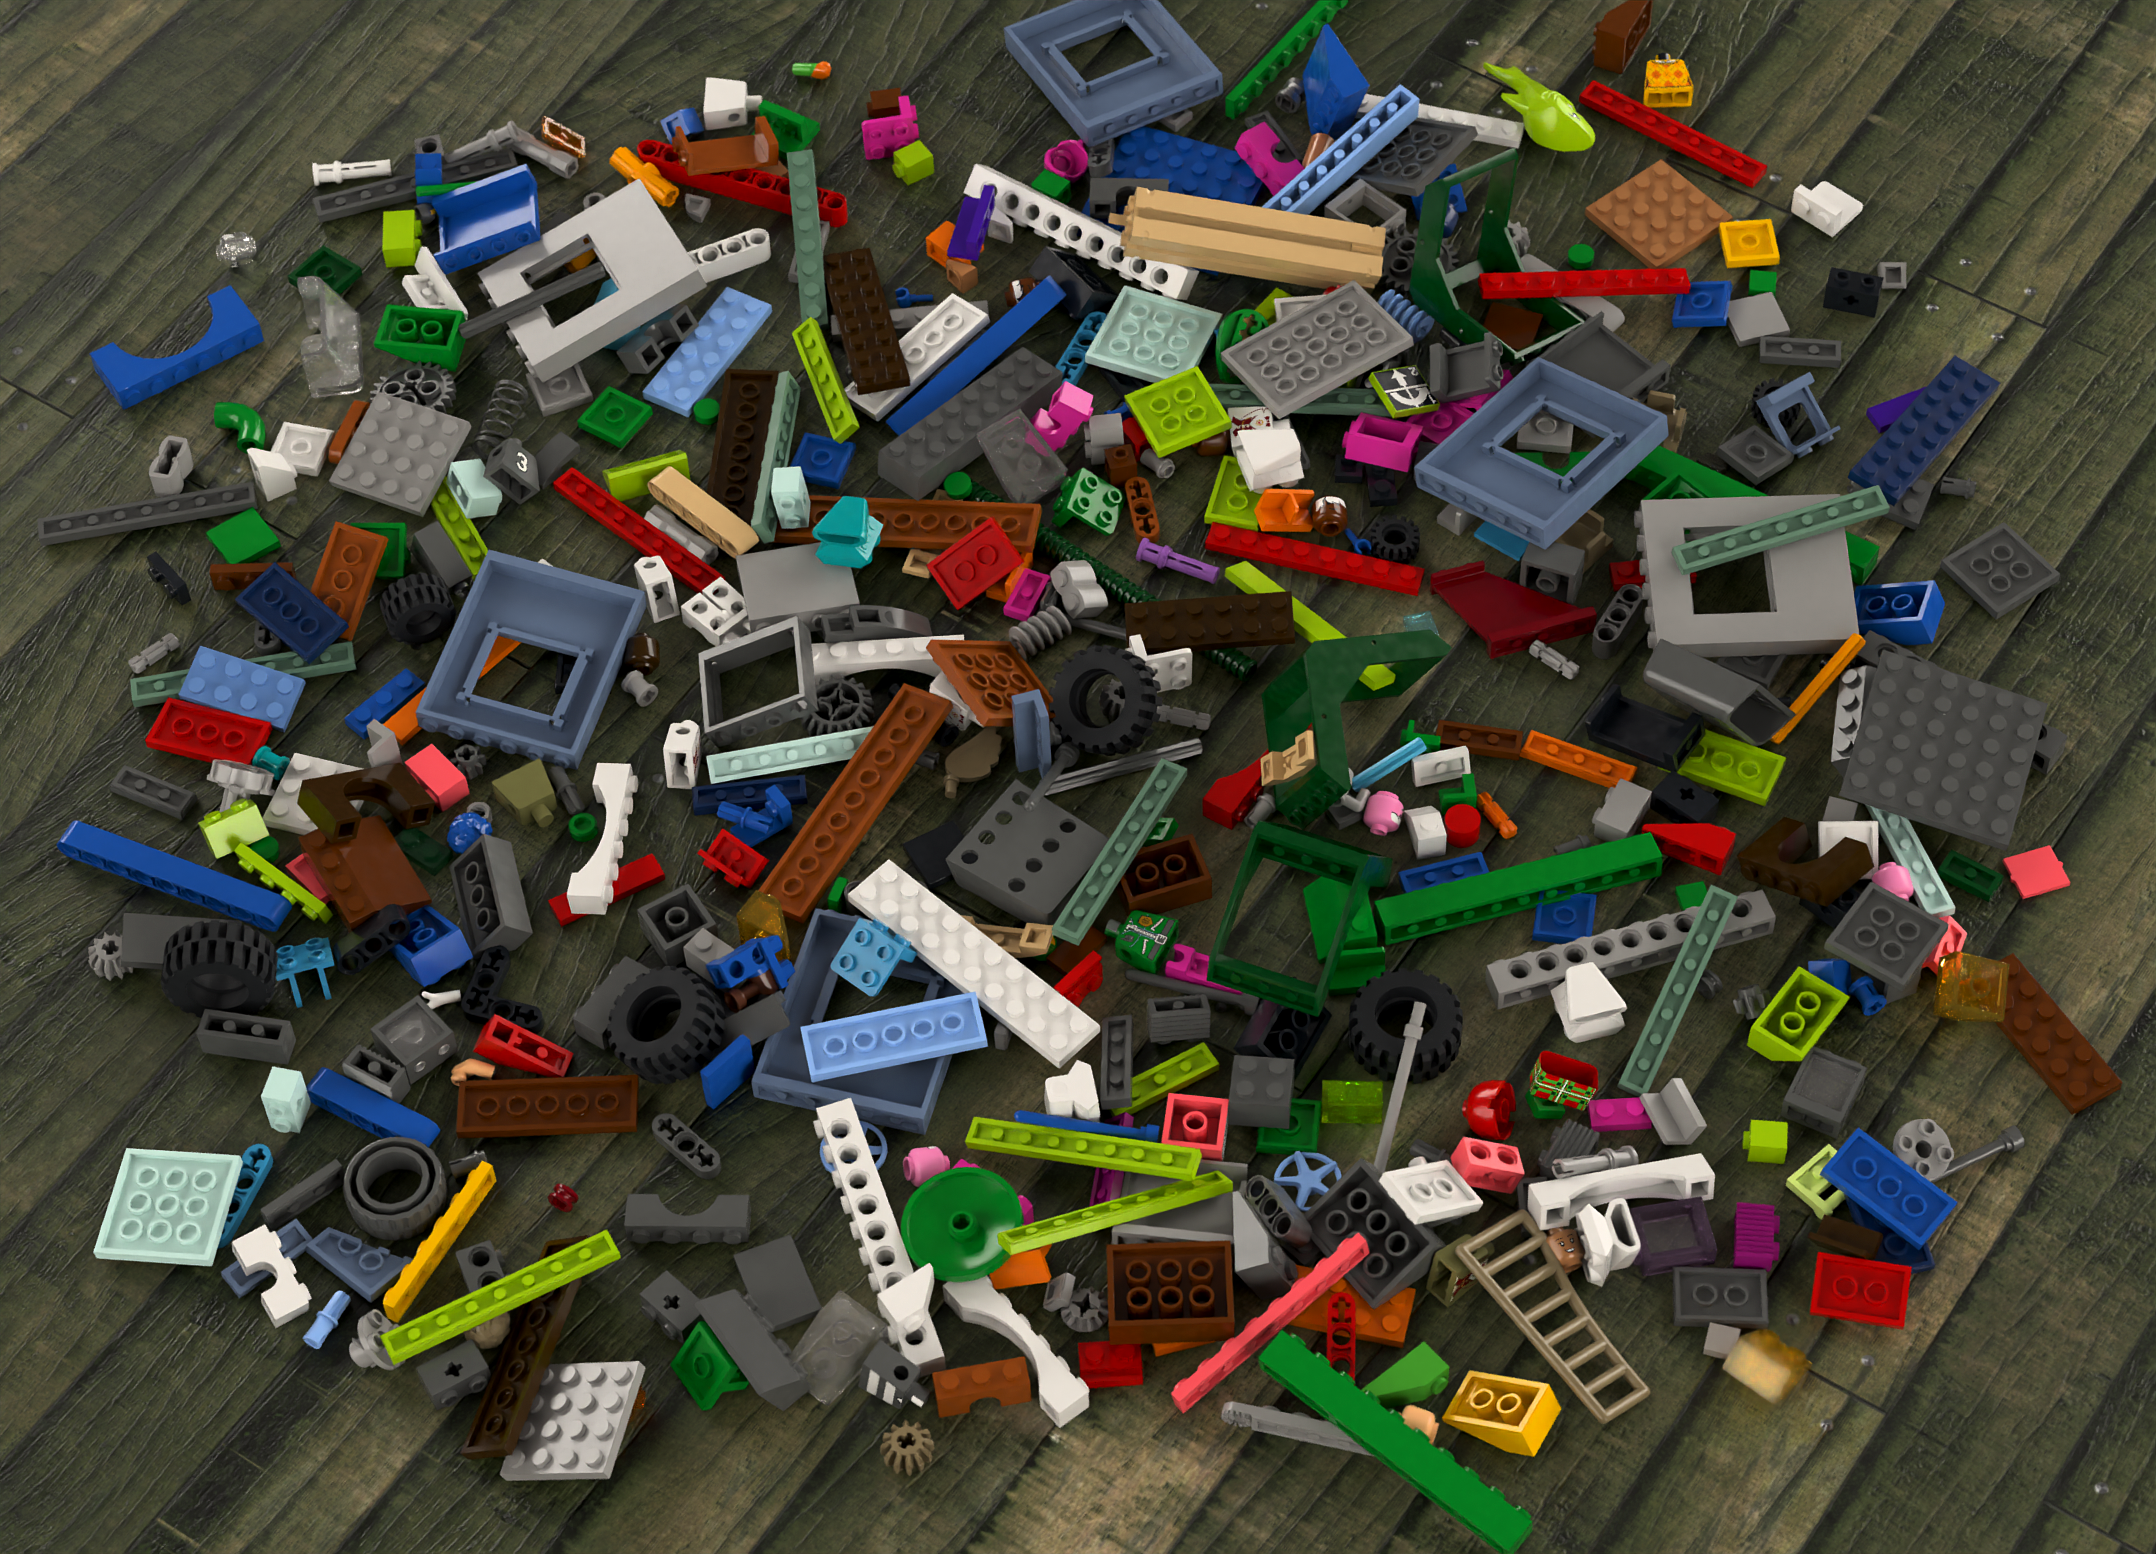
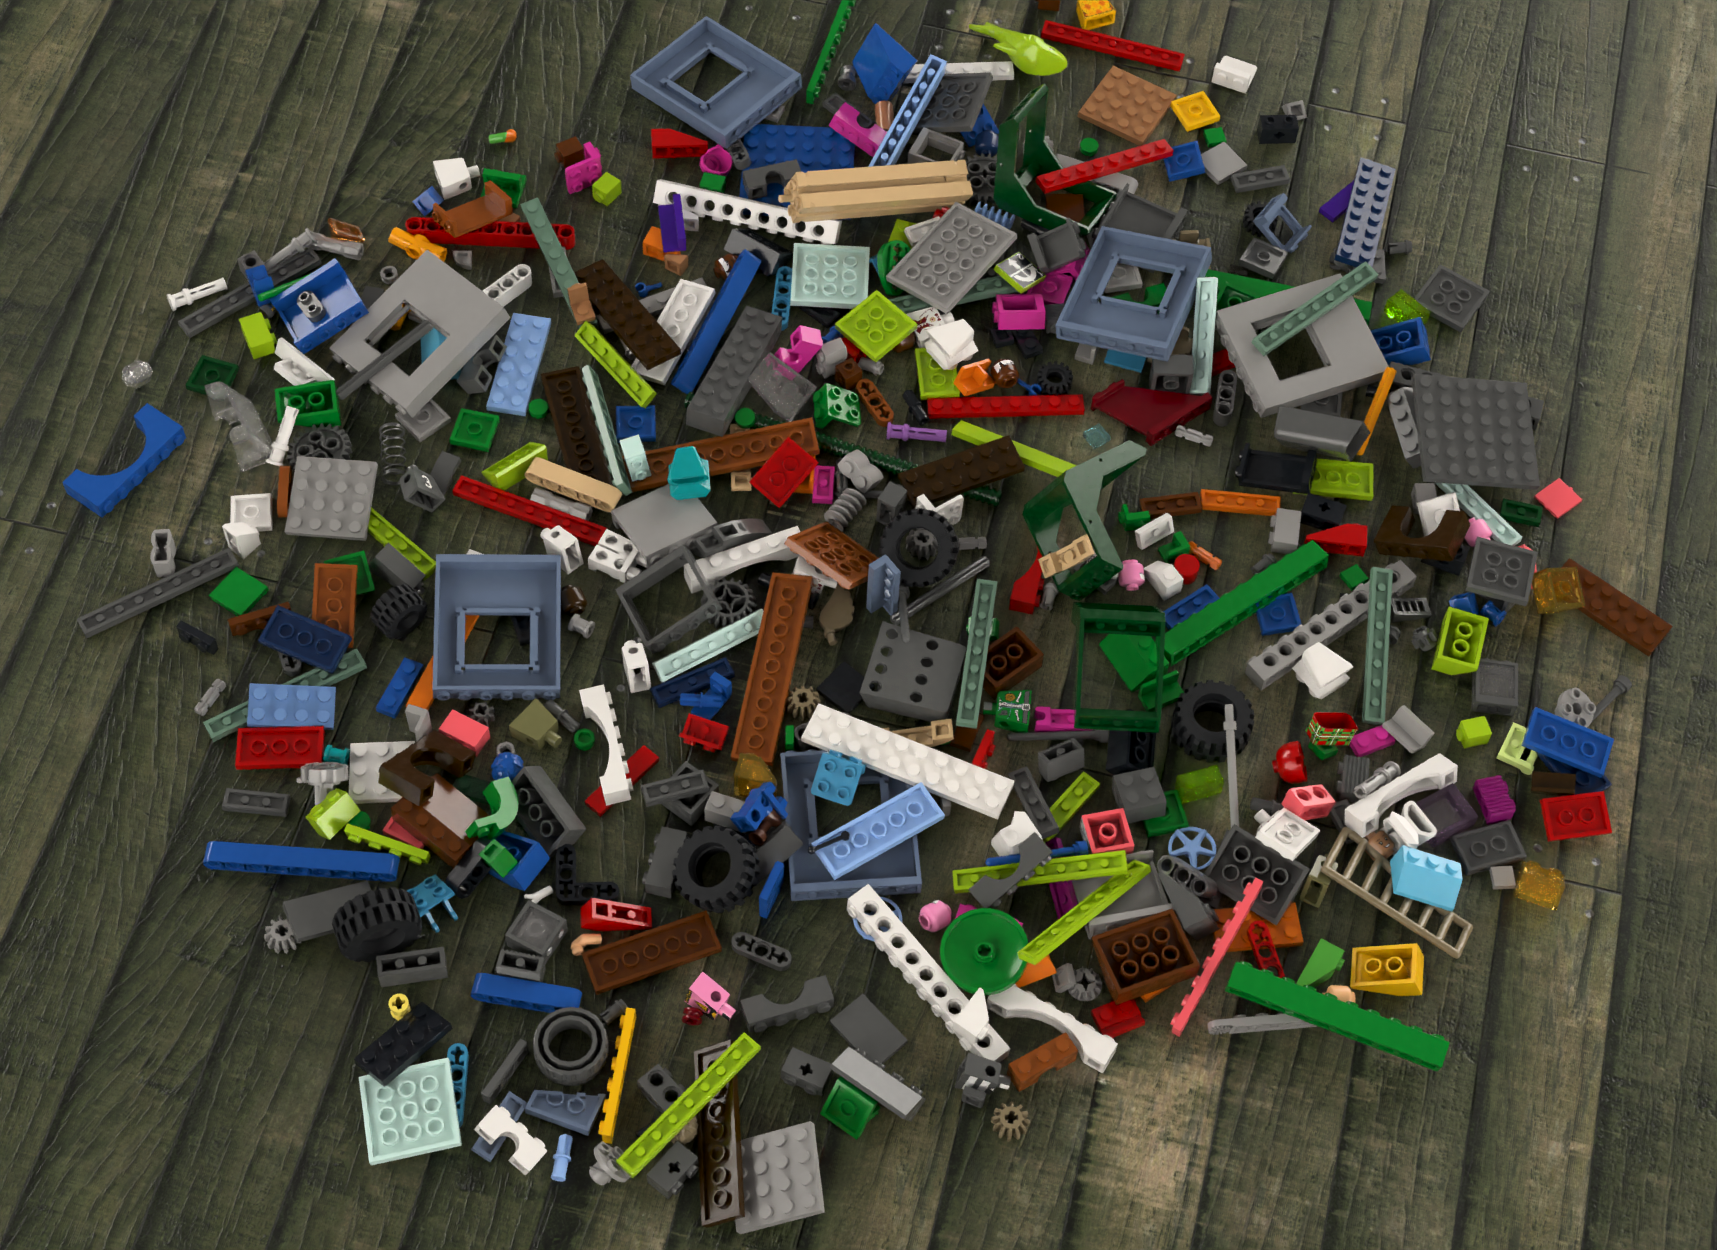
camera: 25 degrees left, 5 degrees up
(195, 1124) = (403, 1044): none -> black plate
(212, 1081) = (399, 1000): none -> light yellow bush
(243, 419) = (203, 503): green cylinder -> none
(286, 1100) = (464, 1005): light aqua brick -> none
(366, 375) = (280, 446): none -> white pin
(400, 933) = (498, 858): none -> green panel
(444, 870) = (504, 807): none -> arch
(471, 490) = (395, 510): light aqua brick -> none
(477, 217) = (311, 306): none -> dark grey plate
(590, 1180) = (710, 998): none -> bright pink torso
(658, 911) = (674, 788): none -> dark grey tile
(810, 292) = (580, 303): none -> medium nougat bracket
(838, 1345) = (932, 1063): clear slope -> none
(845, 1030) = (844, 836): none -> black hinge
(873, 1403) = (973, 1097): none -> dark grey tile
(874, 852) = (795, 699): none -> dark tan gear
(1025, 127) = (674, 144): none -> red slope
(1073, 1118) = (1032, 854): none -> dark grey arch
(1099, 630) = (891, 503): none -> dark grey brick
(1193, 530) = (915, 407): none -> black axle
(1388, 764) = (1129, 530): medium azure axle -> none
(1604, 1306) = (1426, 877): none -> medium azure slope
(1613, 529) = (1203, 334): none -> light aqua plate
(1744, 948) = (1403, 615): none -> dark grey slope
(1926, 564) = (1404, 307): none -> clear neon green brick

